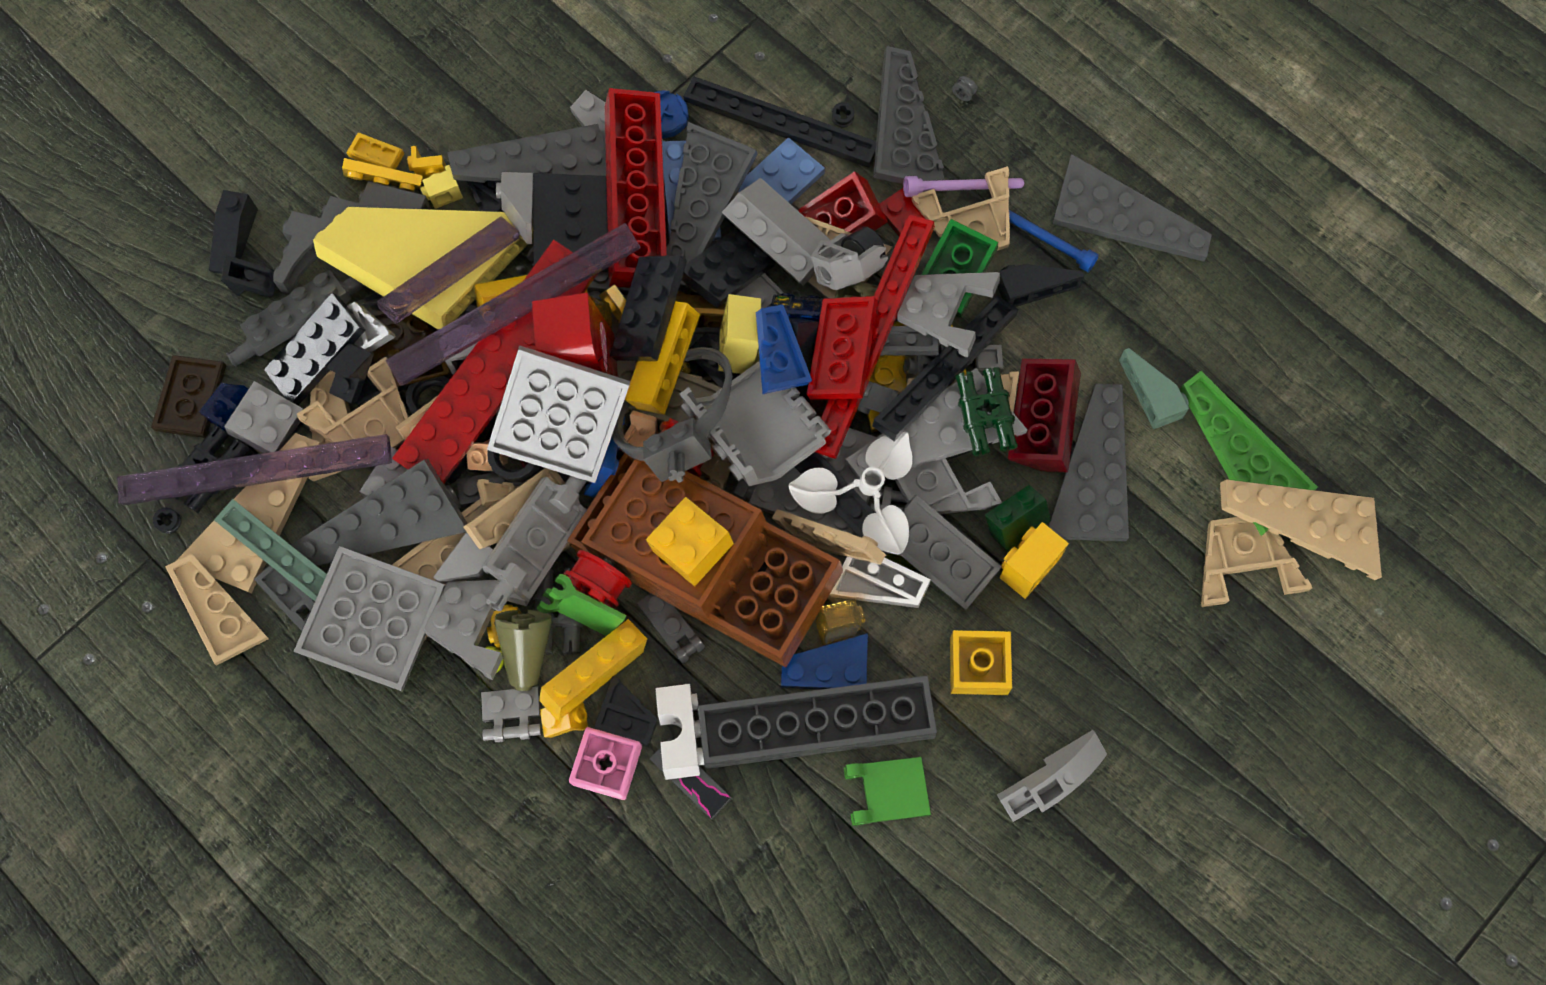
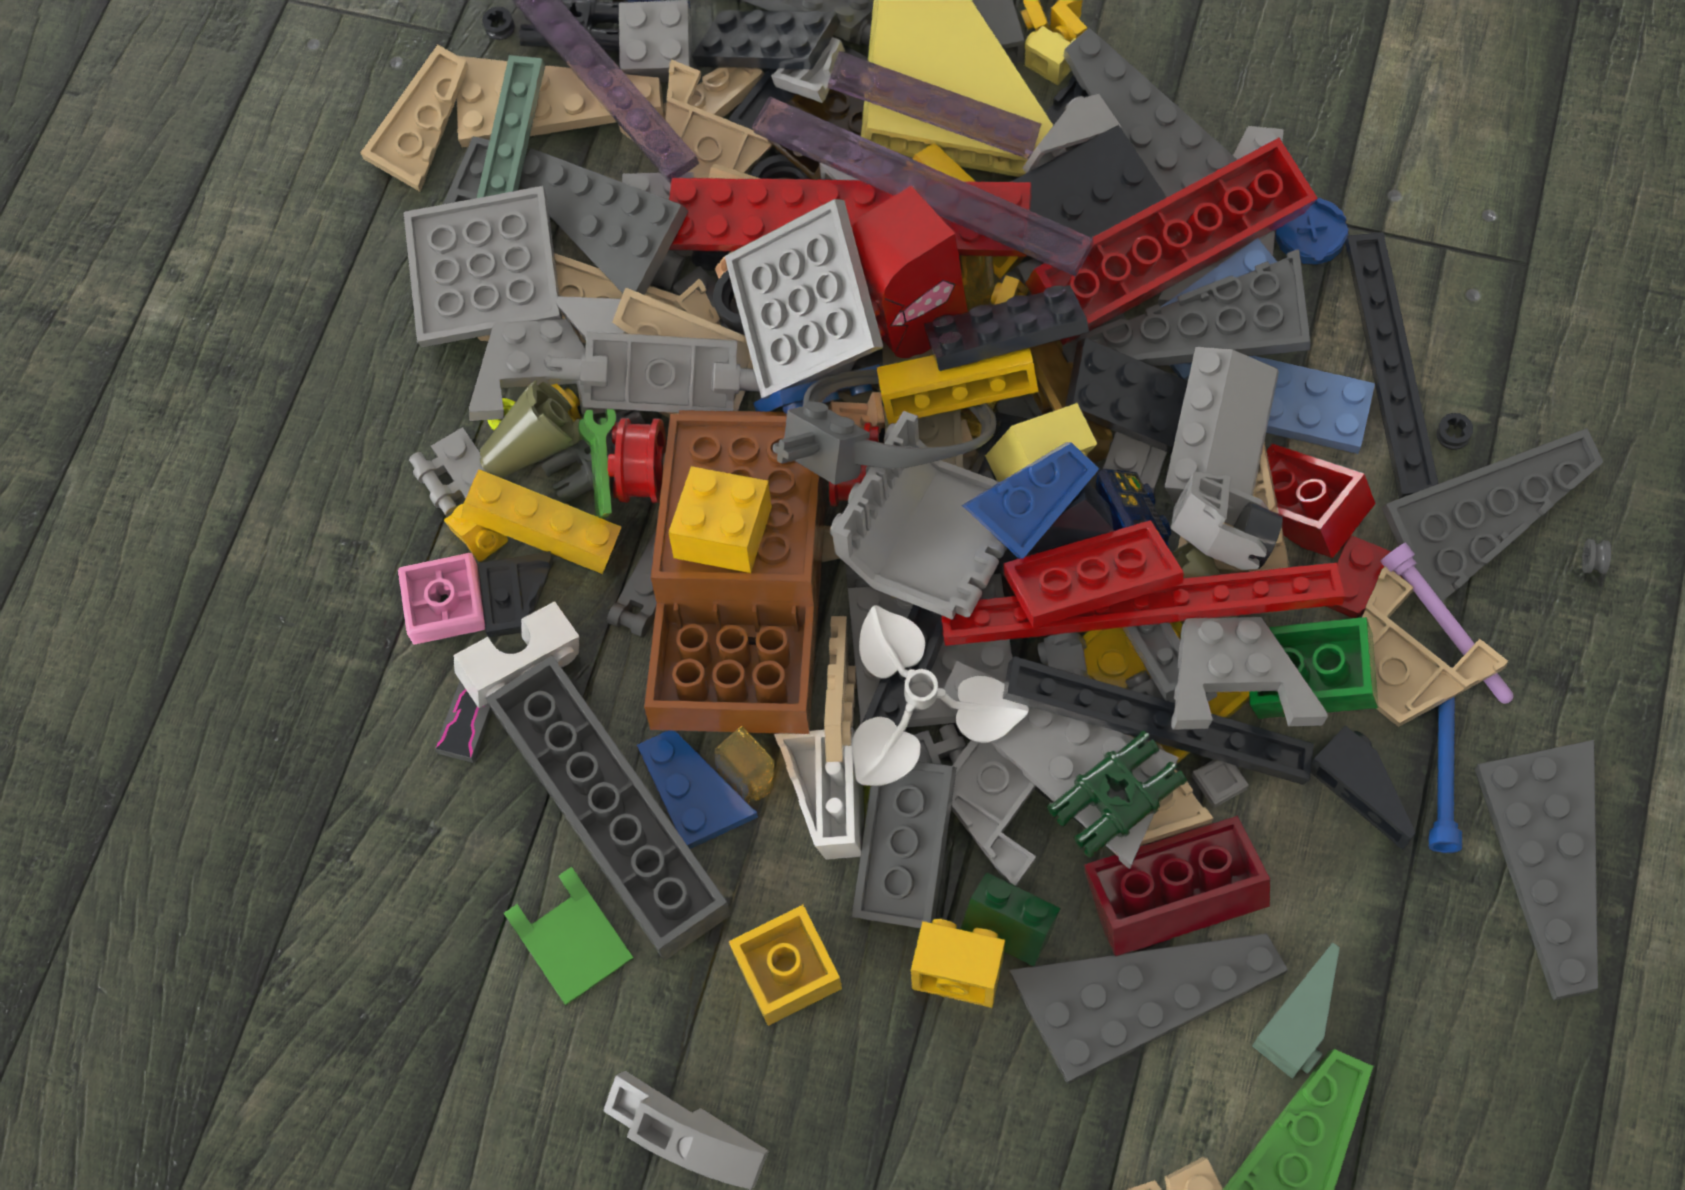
camera: 65 degrees right, 5 degrees down
(351, 370) = (755, 83): black slope -> none

